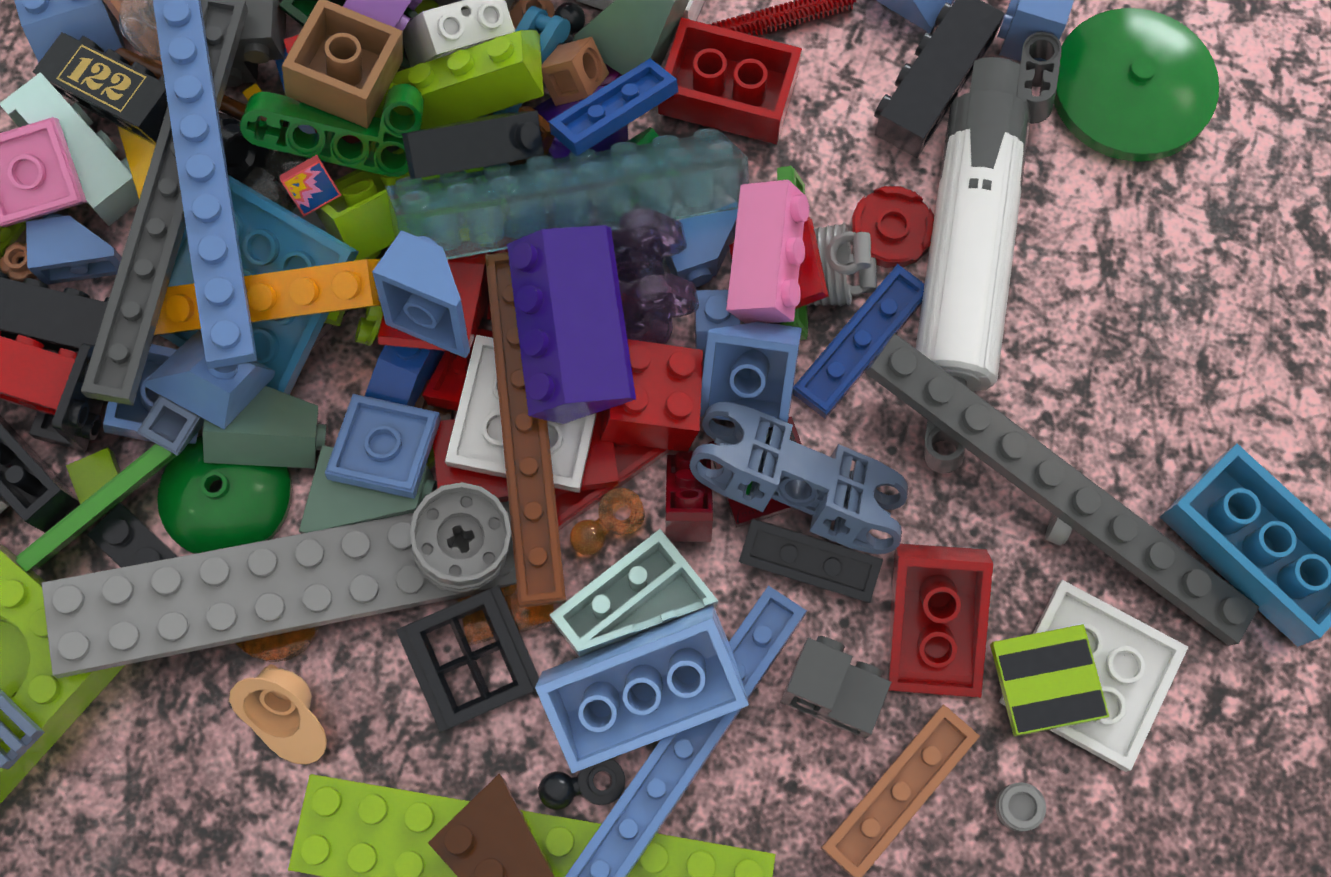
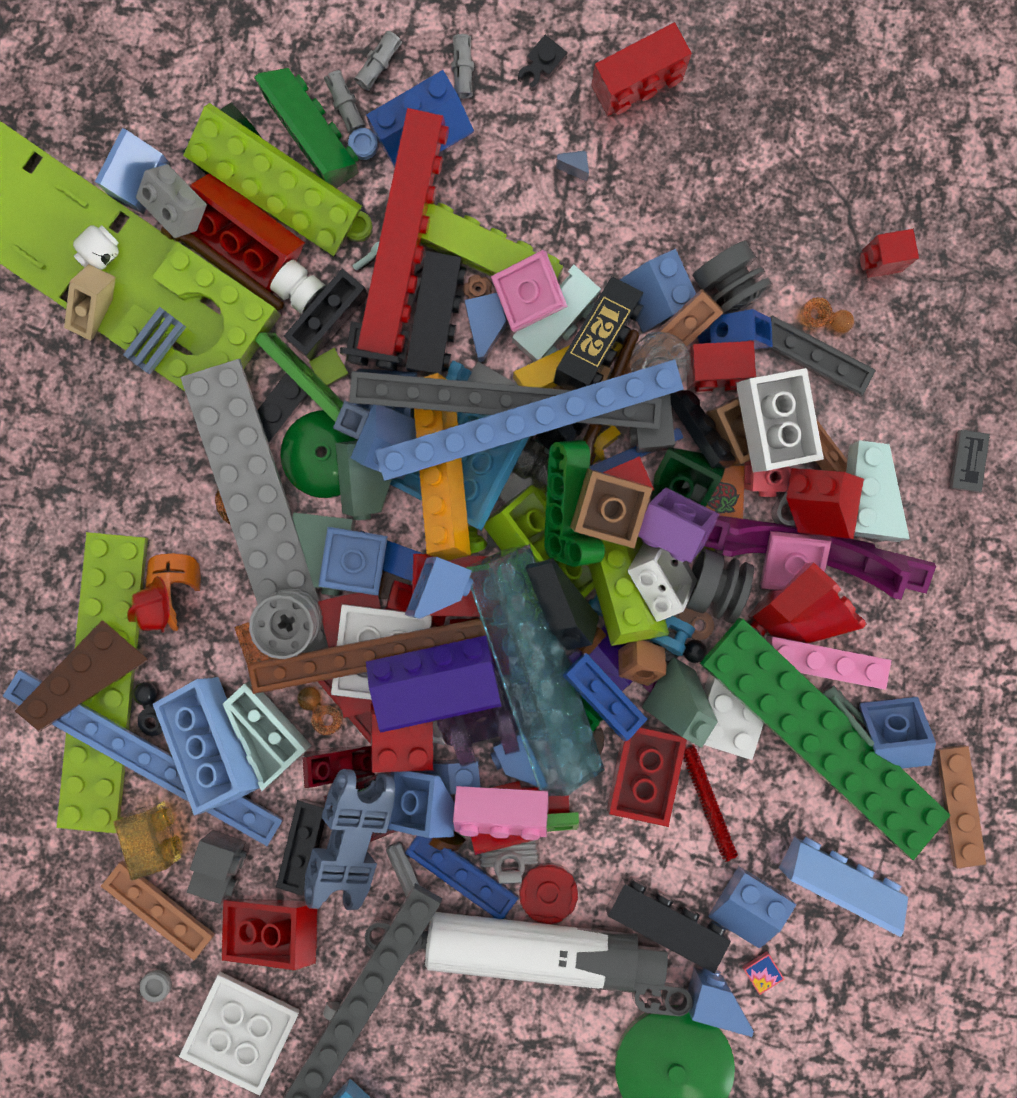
camera: 85 degrees right, 15 degrees up
(280, 714) = (180, 515): light nougat piece -> none
(310, 185) = (529, 490): tile -> none
(374, 709) = (177, 562): none -> orange helmet
(414, 753) = (150, 607): none -> red piece
(431, 674) = (210, 607): black piece -> none
(786, 788) = (148, 840): none -> clear yellow brick
(809, 353) = (448, 842): none -> reddish brown tile
(858, 417) = (402, 867): none -> light grey axle
(1049, 680) = (229, 1005): tile -> none

